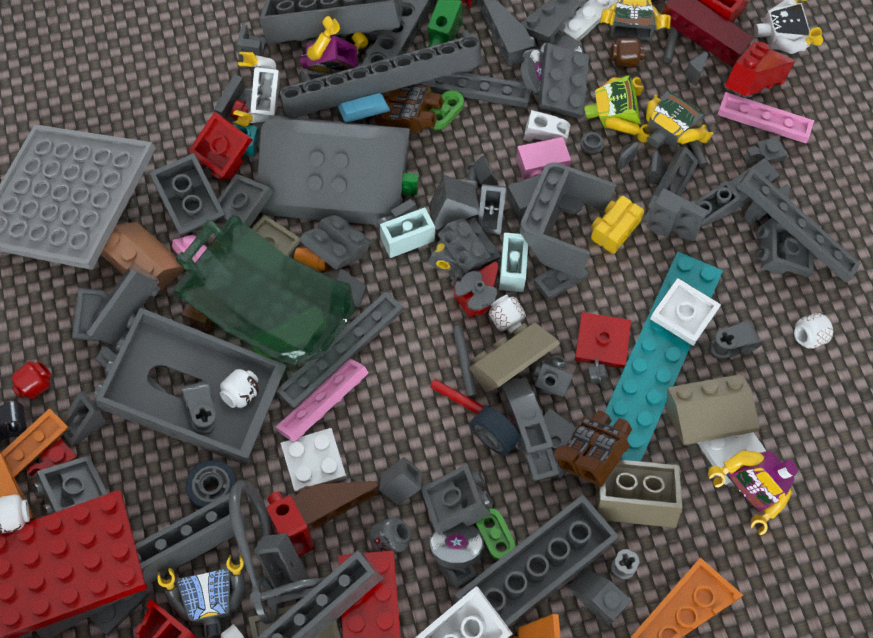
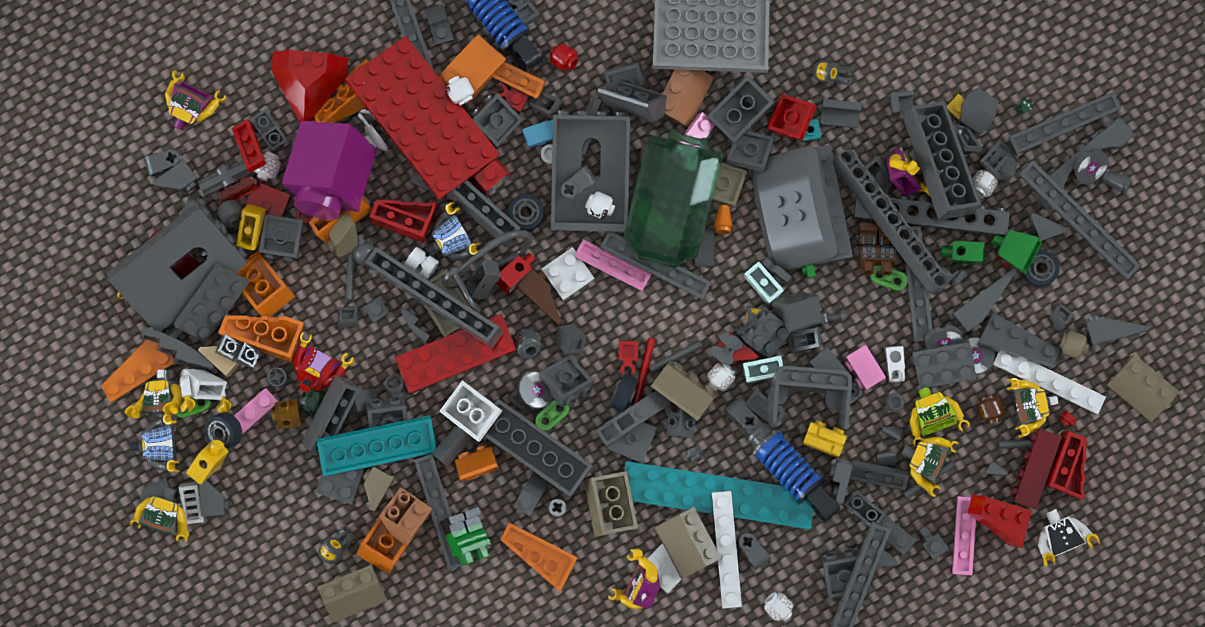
camera: 80 degrees right, 20 degrees up
(116, 438) = (538, 134): none -> medium azure slope
(144, 513) = (491, 177): none -> red torso
(147, 438) = (546, 153): none -> white tile
(184, 101) = (829, 72): none -> dark grey piece
(239, 106) = (833, 118): red plate -> none
(264, 91) = (849, 133): white torso -> none
(336, 242) = (738, 232): dark grey plate -> none
(363, 107) = (859, 215): medium azure tile -> none
(442, 415) = (628, 352): none -> red plate
(485, 172) = (838, 326): dark grey slope -> none
(594, 448) = (629, 465): reddish brown hips -> none
(603, 339) = (724, 452): red plate -> none
(633, 269) = (782, 461): none -> piece
(685, 311) = (760, 506): white plate -> none
(719, 365) = (727, 549): none -> white plate

